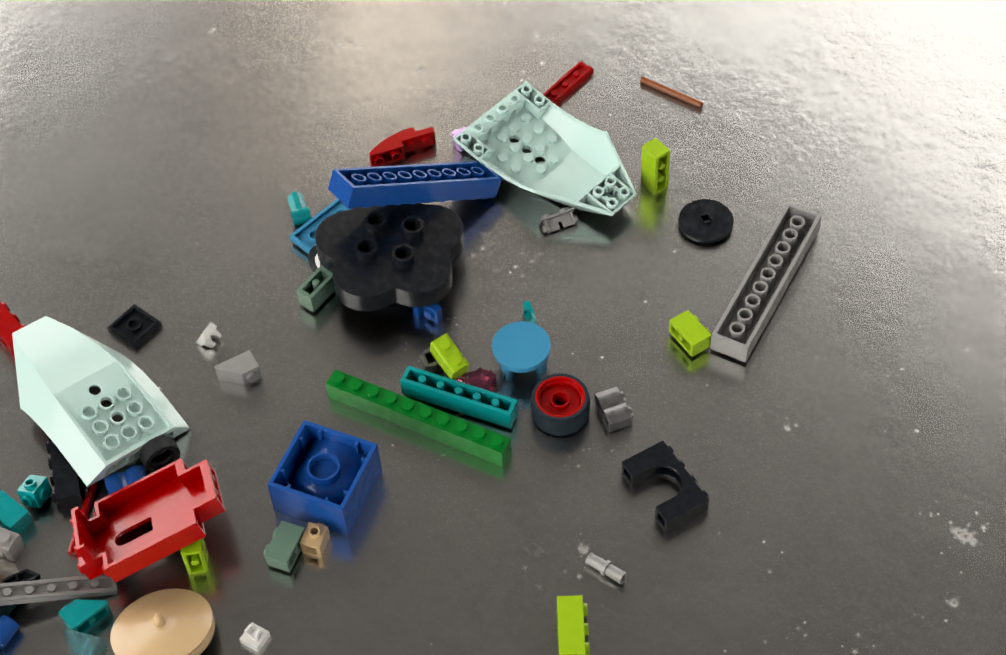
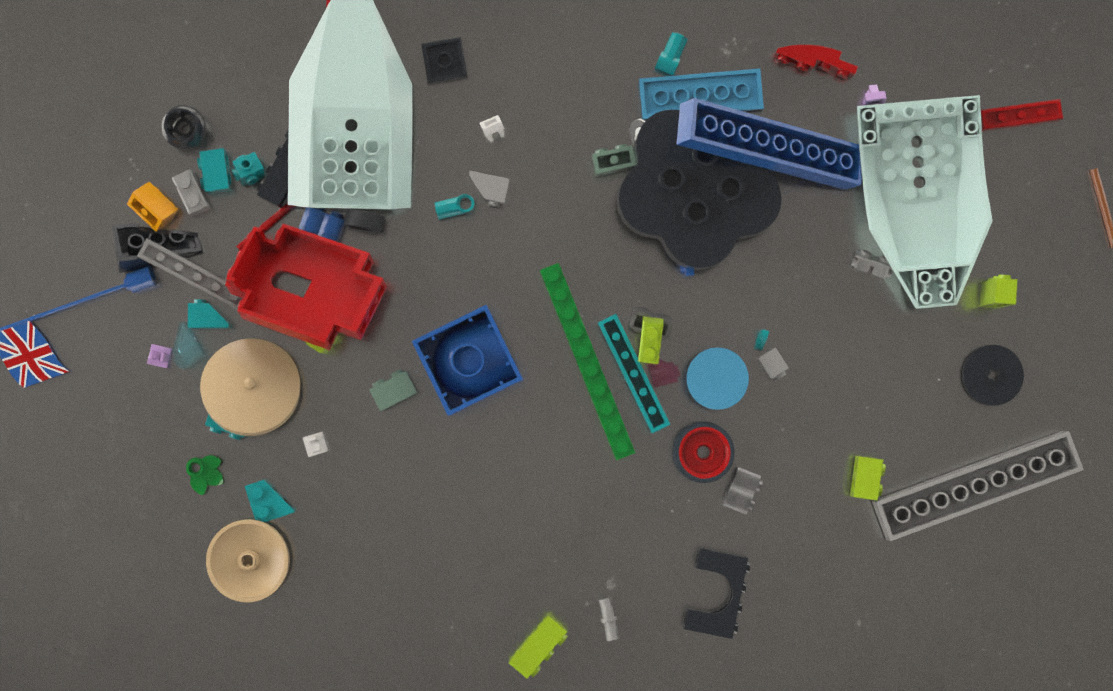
camera: 40 degrees right, 35 degrees up
(224, 399) = (453, 207): none -> teal piece
(315, 539) = (422, 402): tan brick -> none
(552, 320) = (773, 364): none -> light grey brick

